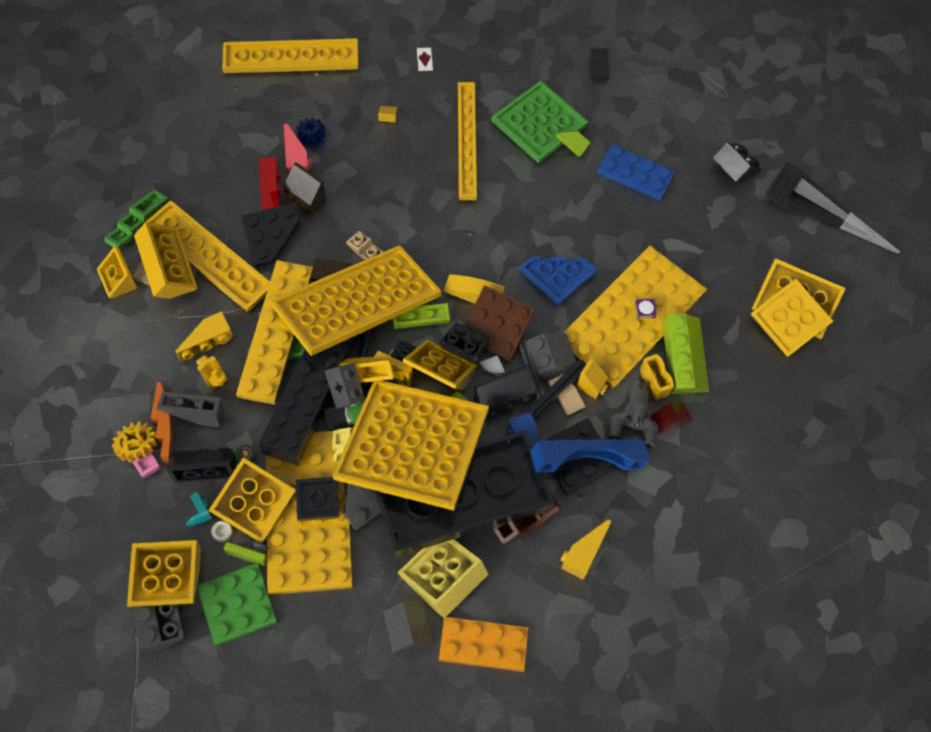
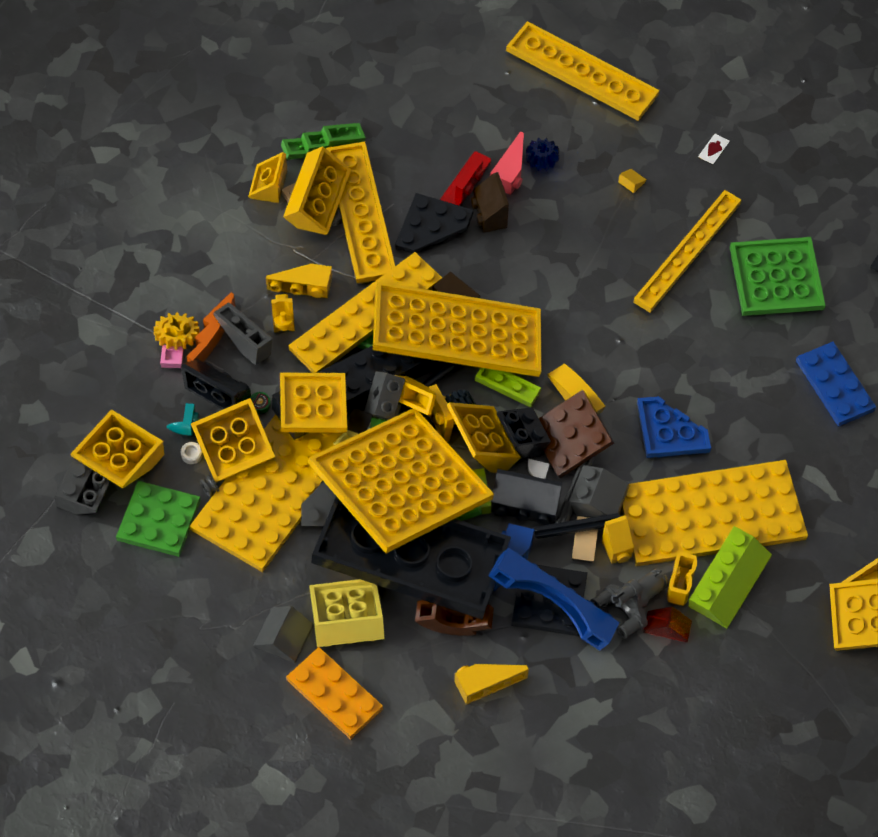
camera: 40 degrees right, 5 degrees down
(245, 554) = (195, 482): lime tile -> none
(298, 428) = (313, 402): none -> yellow plate
(317, 499) = (287, 476): black plate -> none
(363, 246) = (507, 288): tan slope -> none
(574, 141) = (794, 315): lime tile -> none
(645, 309) = (725, 512): tile -> none

